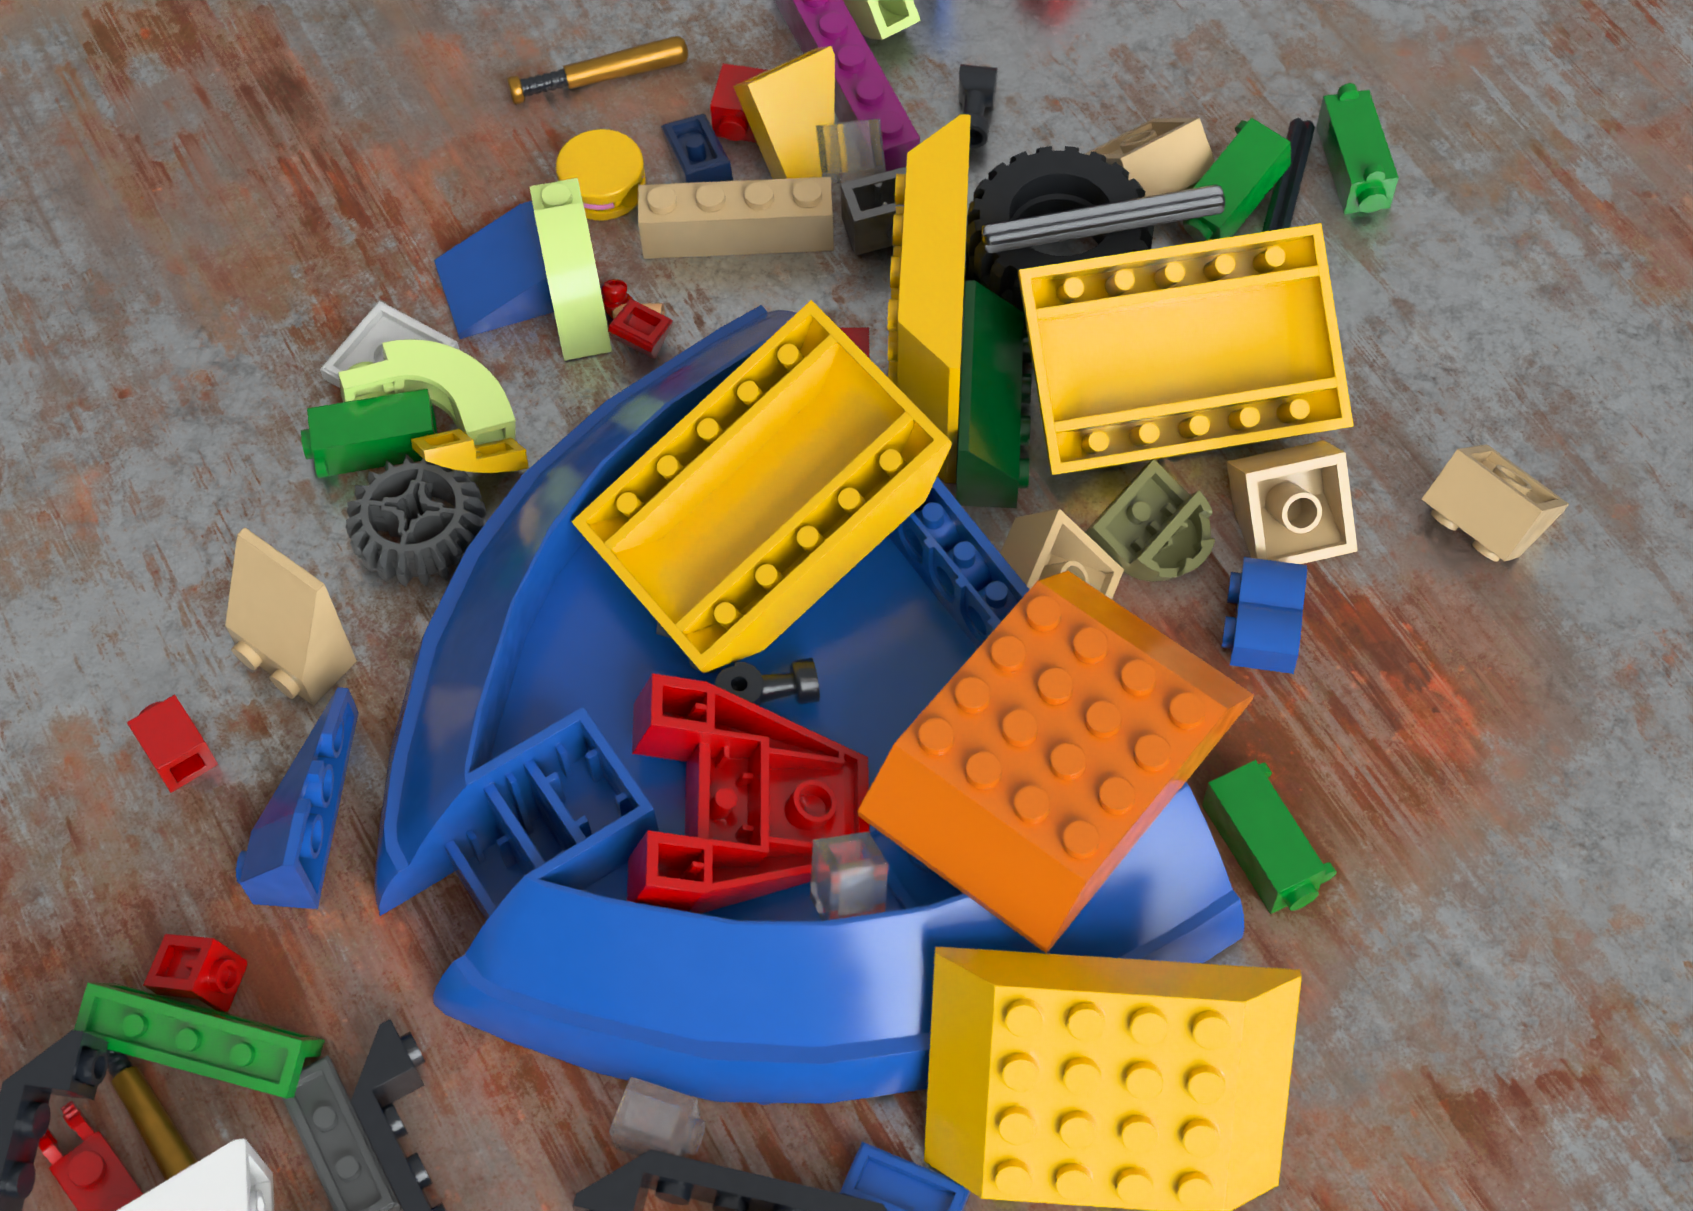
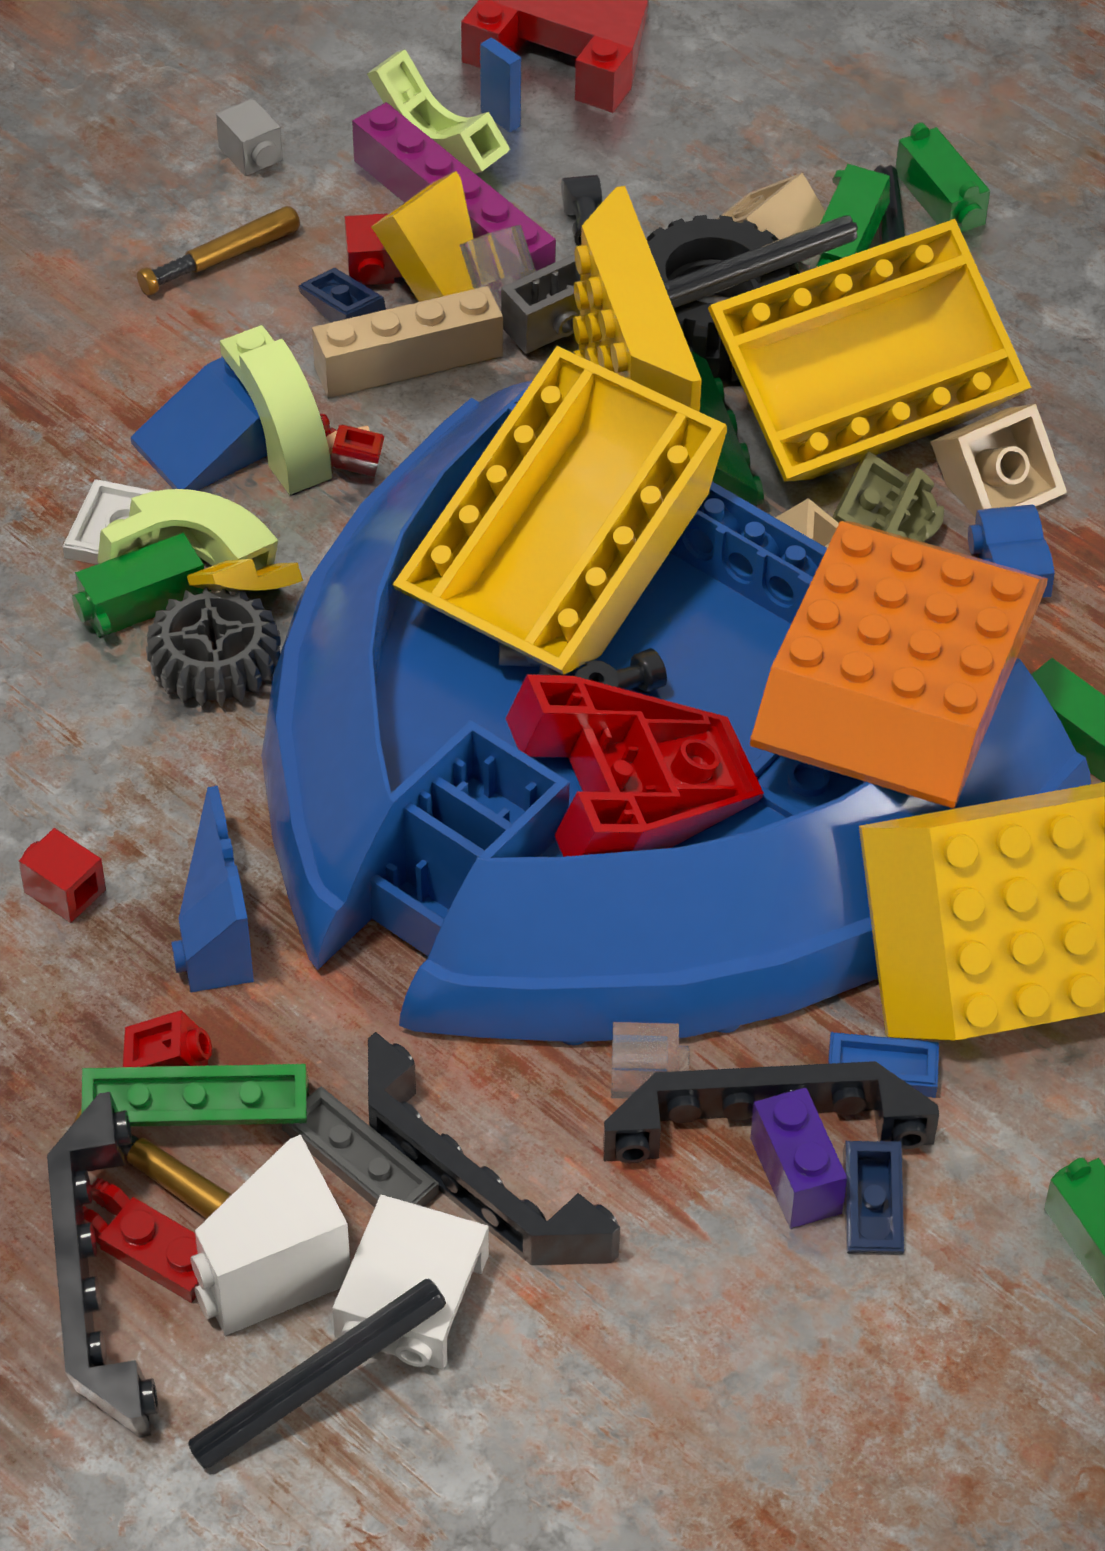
camera: 20 degrees left, 10 degrees down
(284, 621) = (138, 738): tan slope -> none
(607, 171) = (274, 311): yellow head -> none
(848, 876) = (756, 796): clear brick -> none

